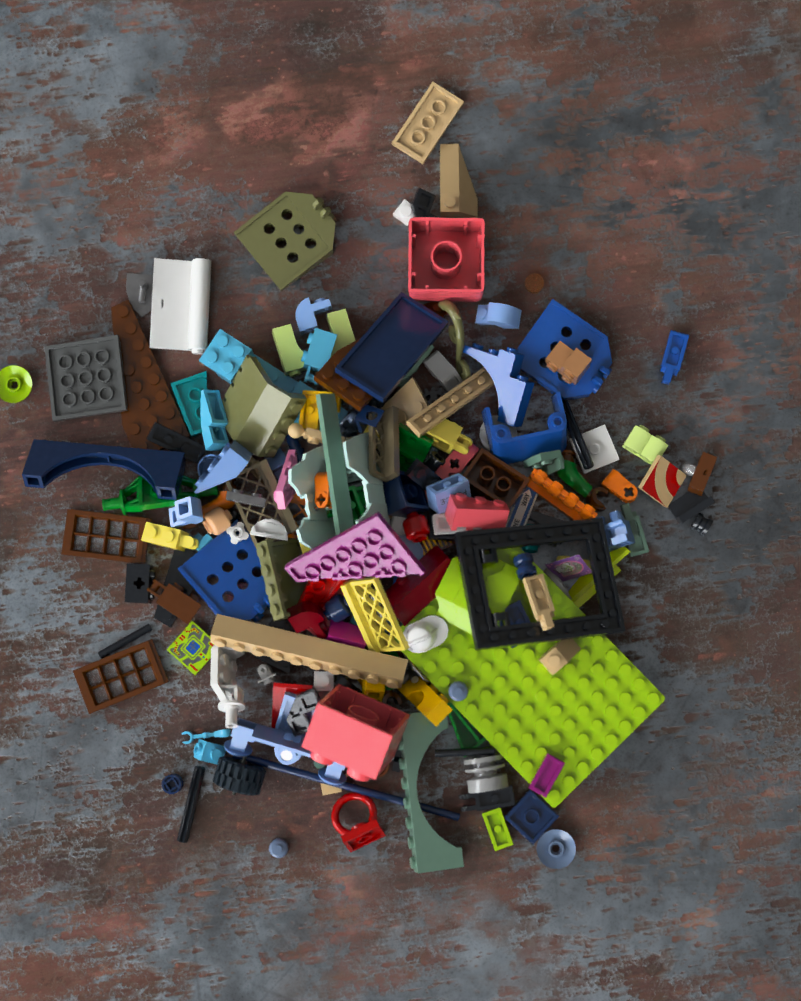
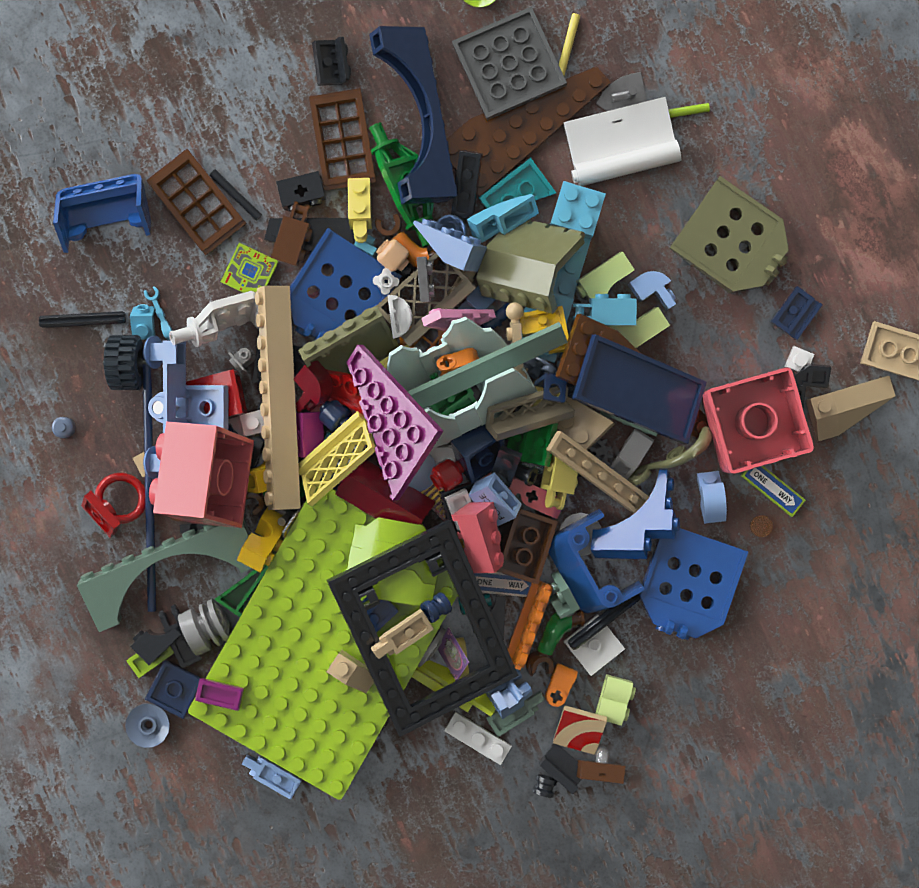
camera: 70 degrees right, 5 degrees up
(38, 526) = (331, 61): none -> black bracket
(83, 324) = (569, 42): none -> light yellow bar
(98, 757) = (99, 205): none -> blue windscreen
(171, 242) = (689, 110): none -> lime bar
(175, 781) = (100, 295): dark blue wheel -> none
(186, 512) = (390, 218): light blue brick -> none
(303, 703) = (219, 408): tile -> none
(366, 203) = (796, 313): none -> dark blue plate
(426, 634) = (332, 519): white piece -> none
(458, 691) = (281, 572): sand blue piece -> none
(464, 752) = (219, 597): black bar -> none
(488, 823) = (153, 645): none -> black arch
(507, 263) = (774, 489): none -> tile
(568, 362) = (680, 589): medium nougat brick -> none
(629, 753) = (272, 775): none -> light blue hinge
(645, 569) = (478, 738): none -> white plate
(673, 355) = (724, 703): blue hinge -> none

